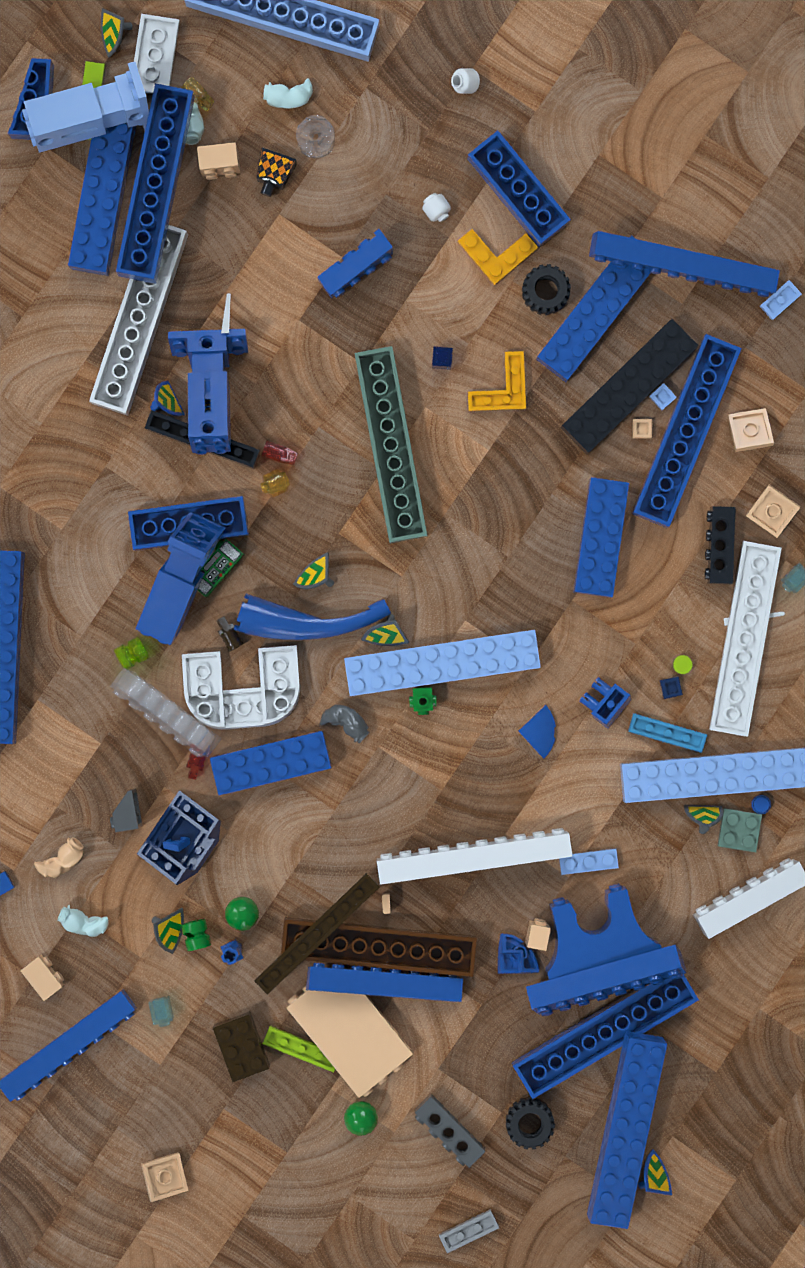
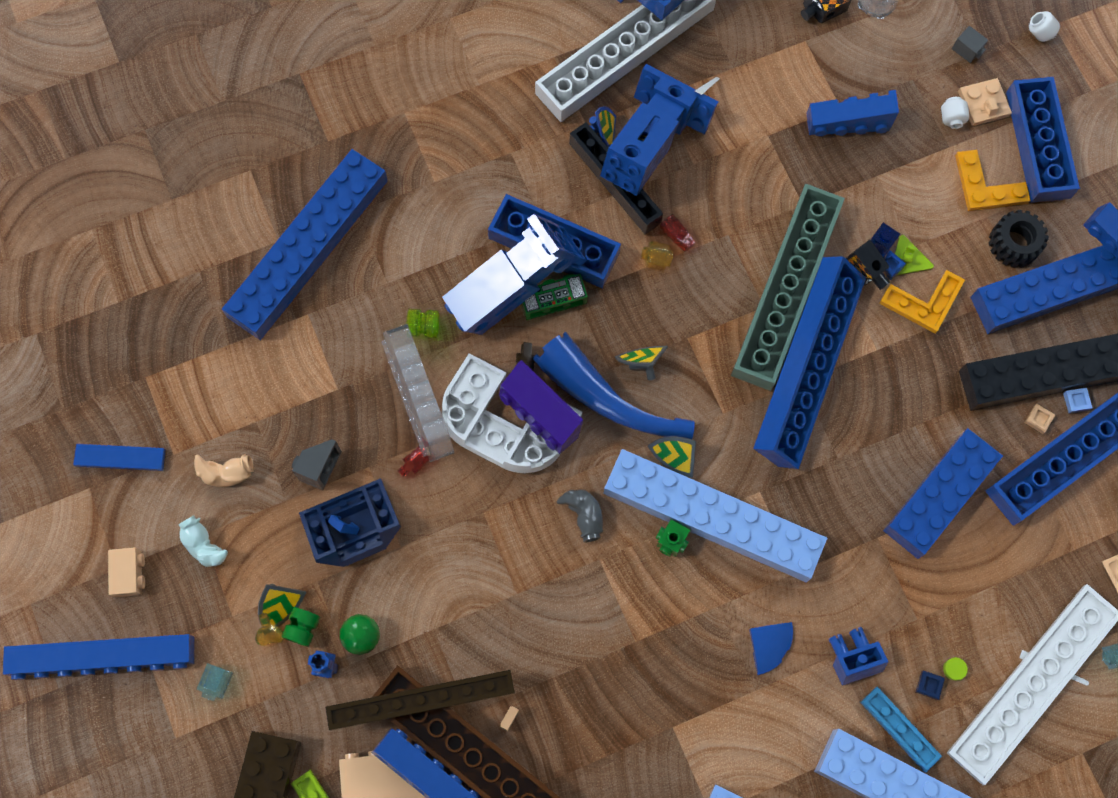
camera: 30 degrees right, 15 degrees down
(175, 953) = (268, 632): none -> clear yellow rock
(265, 667) = (540, 408): none -> dark purple slope
(270, 762) = (485, 505): blue brick -> none
(415, 135) = (970, 44): none -> dark grey brick
(435, 385) = (870, 264): none -> black torso
(443, 498) = (810, 363): none -> blue brick
(455, 179) = (985, 102): none -> light nougat hinge
(461, 372) = (895, 265): none -> blue tile
(470, 358) = (913, 258): none -> lime piece
(474, 857) = (630, 728): white brick -> none
(727, 516) = (1082, 550): black brick -> none

